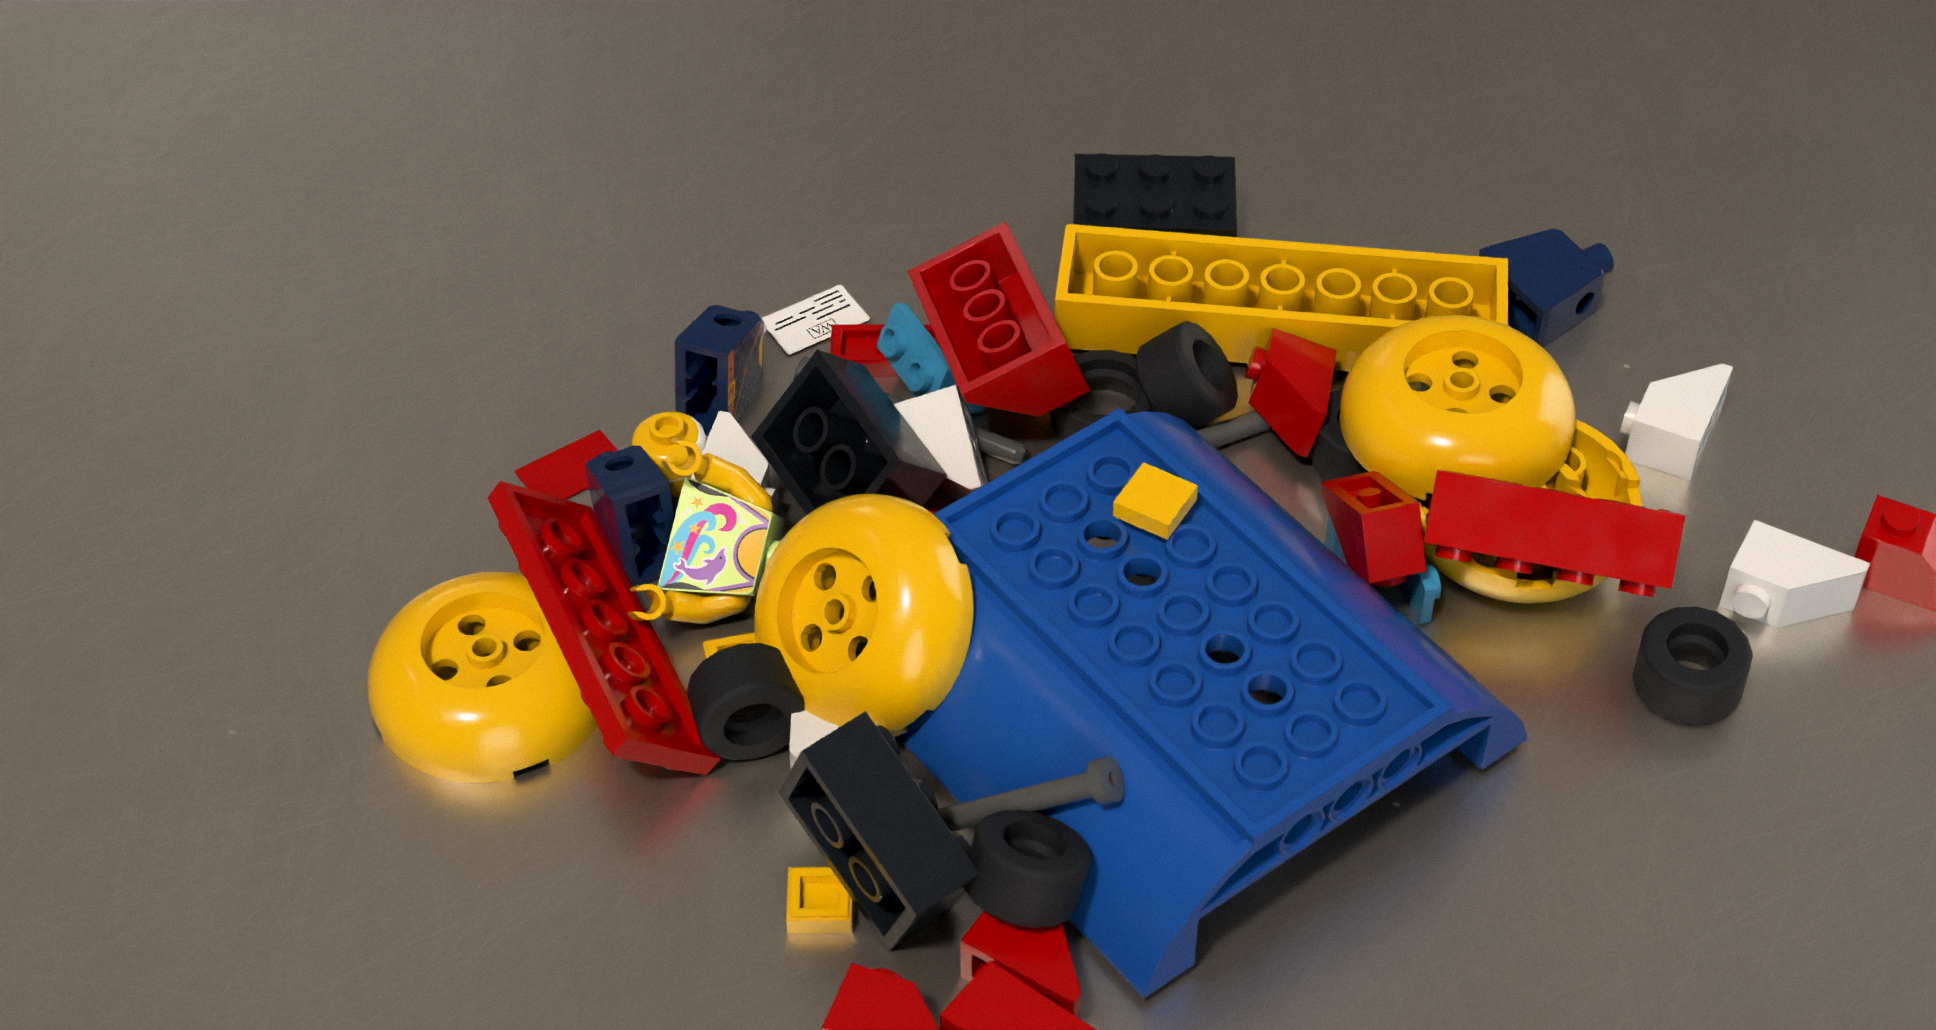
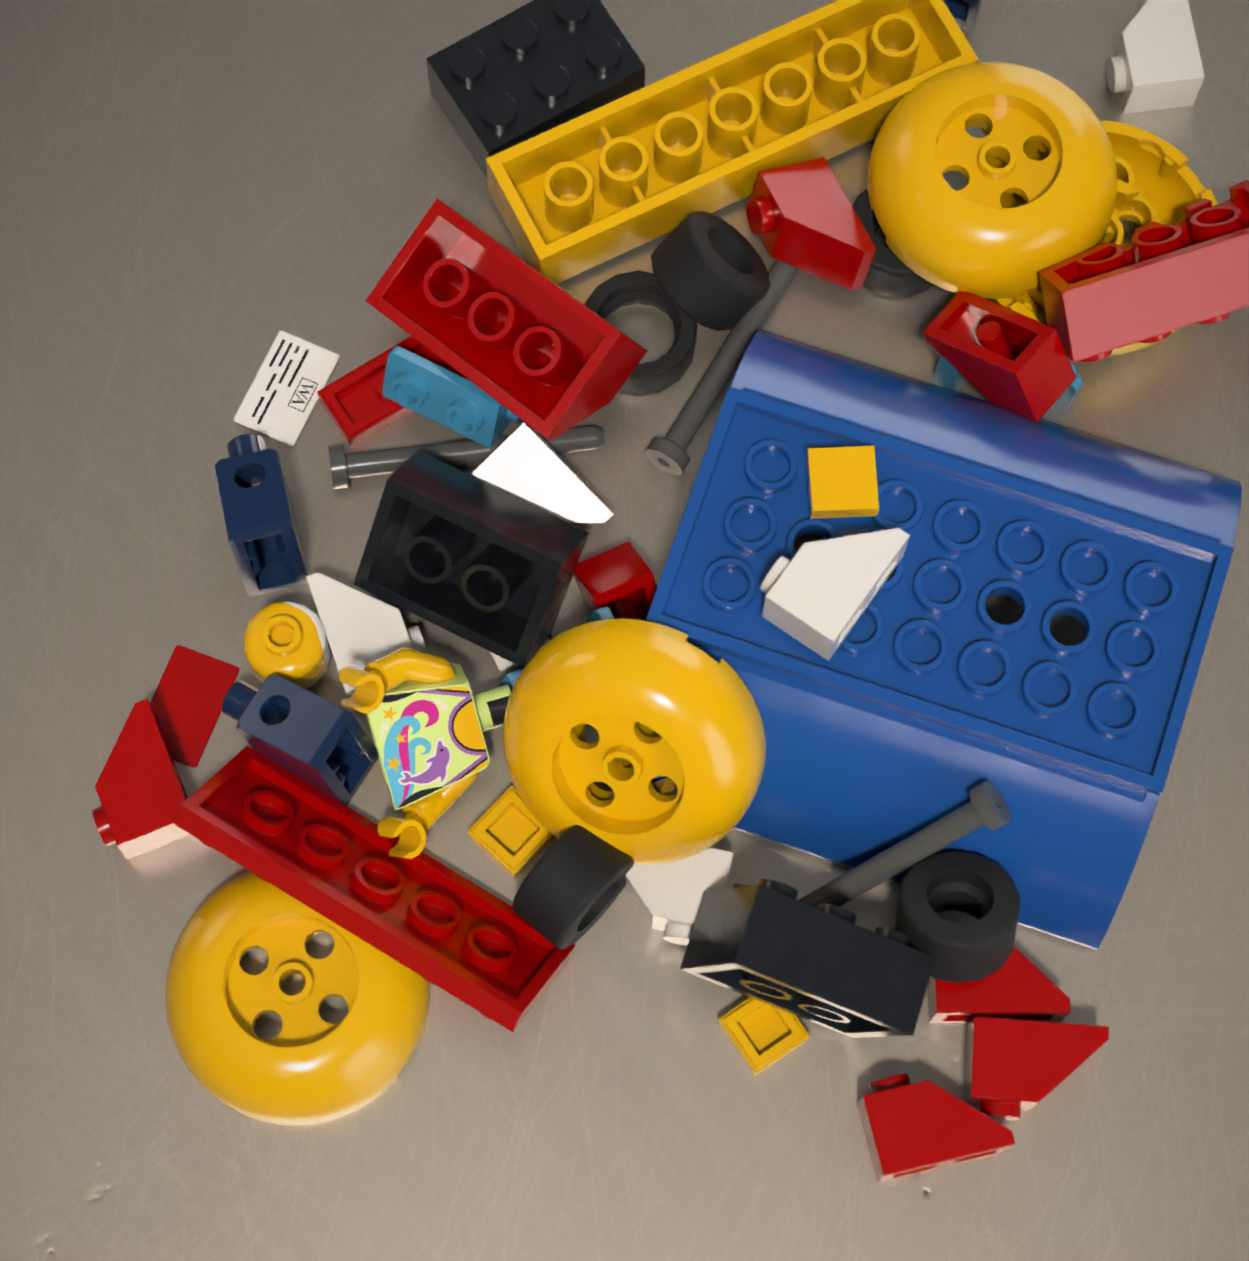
camera: 35 degrees left, 25 degrees up
(463, 500) = (140, 788): none -> red slope
(1090, 552) = (830, 586): none -> white slope

